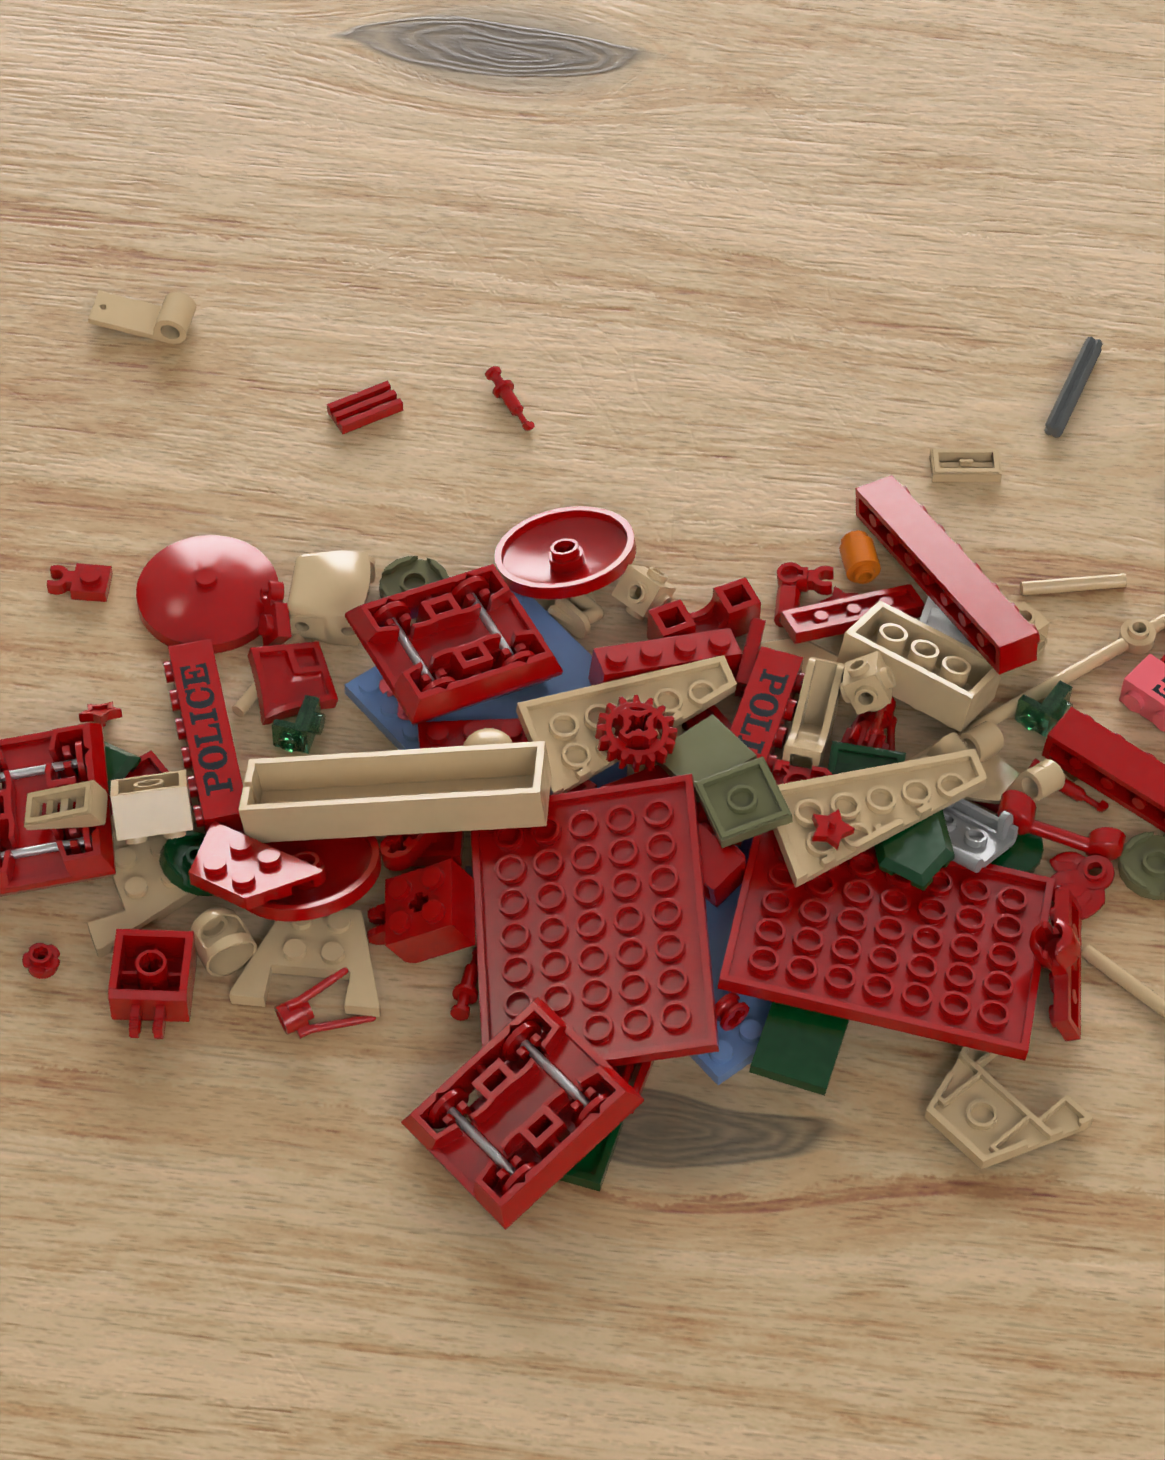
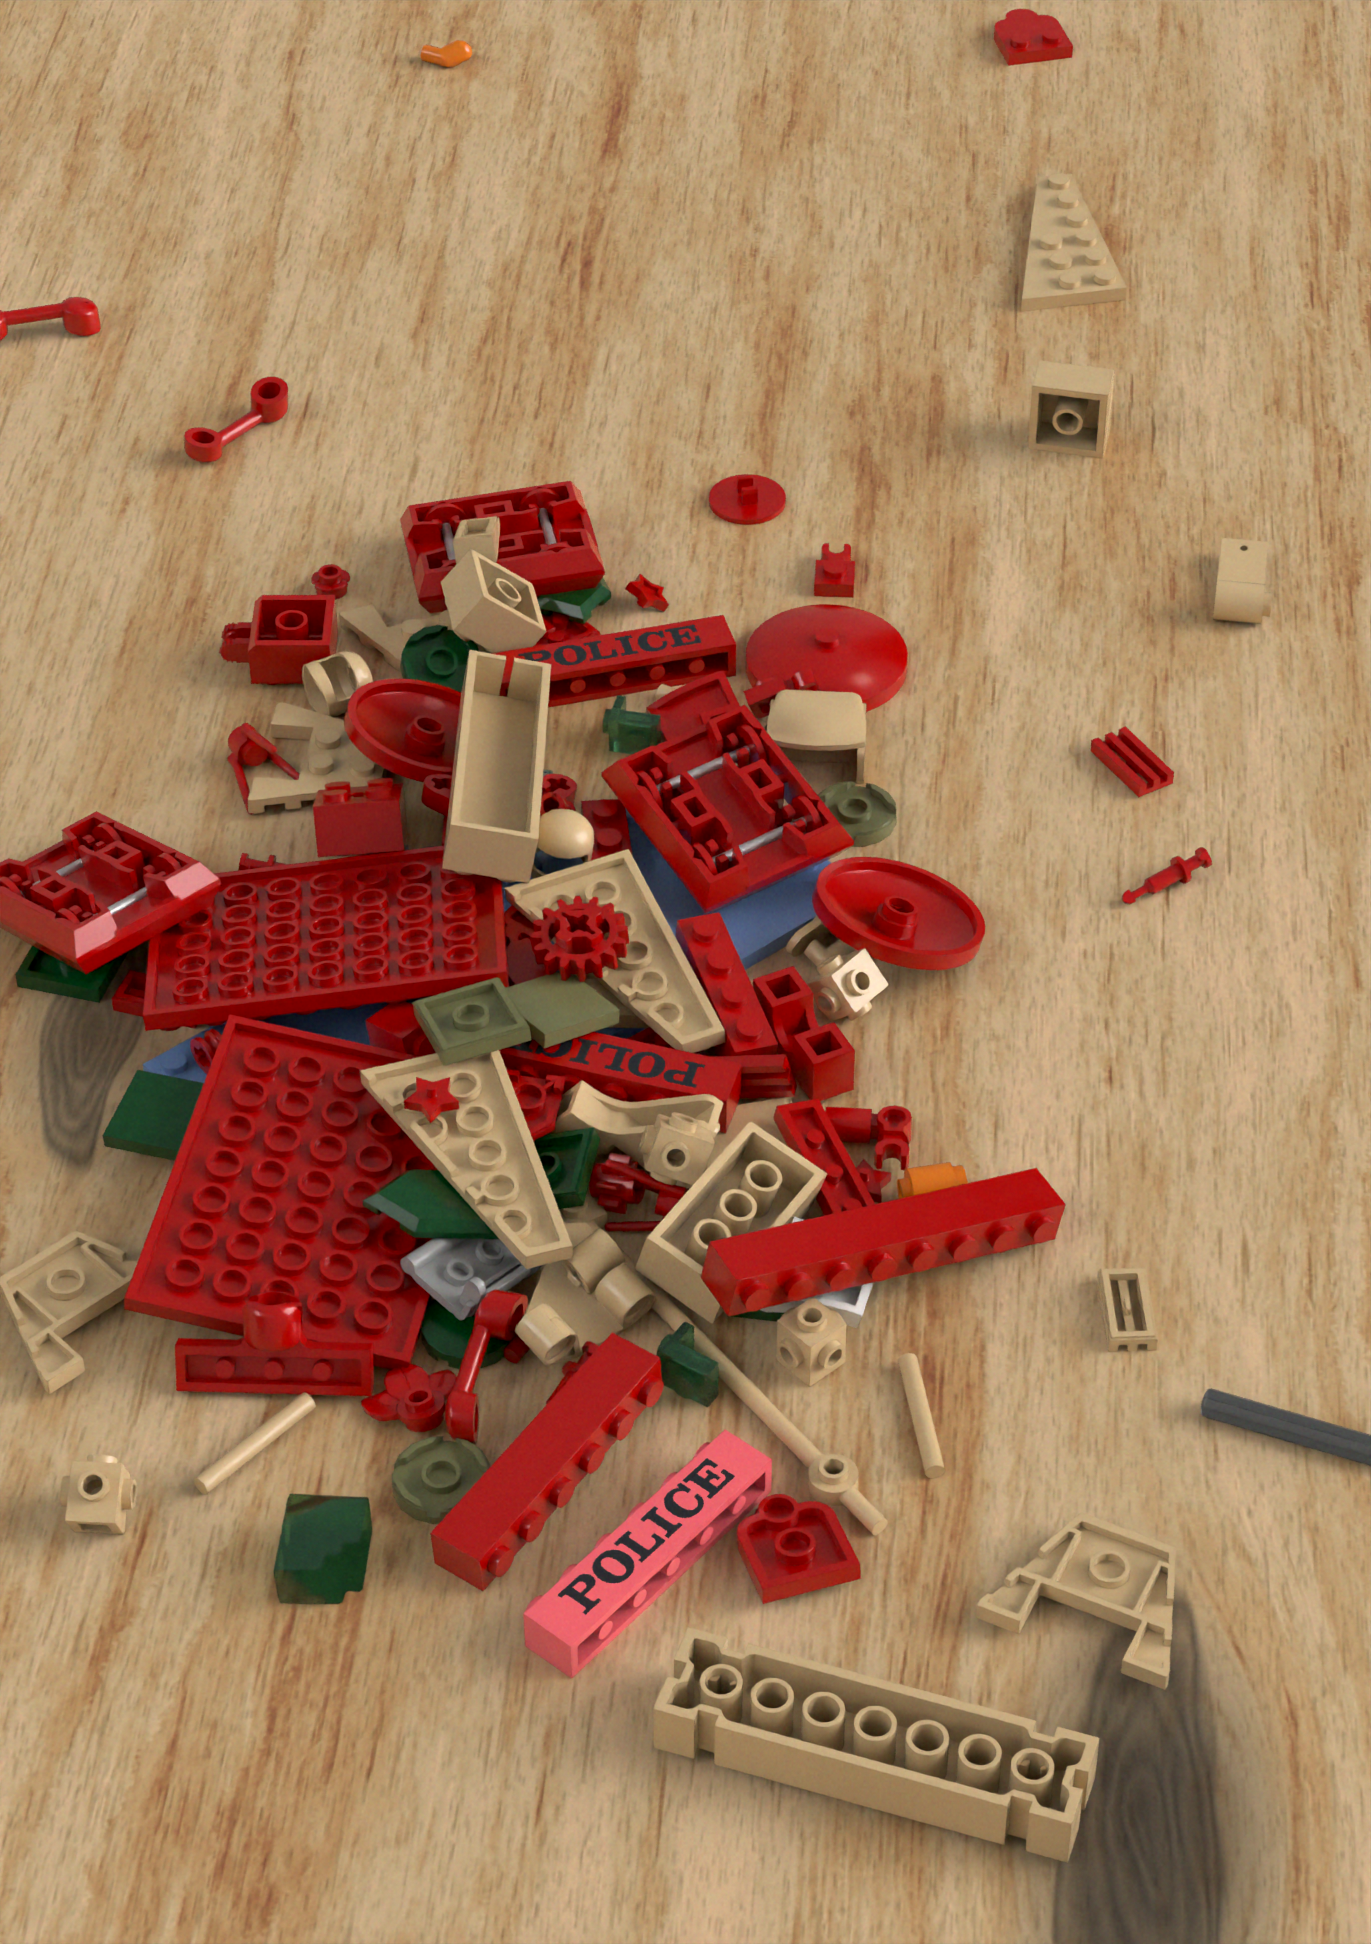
camera: 90 degrees right, 10 degrees down
(247, 869) = (408, 678): wing -> none

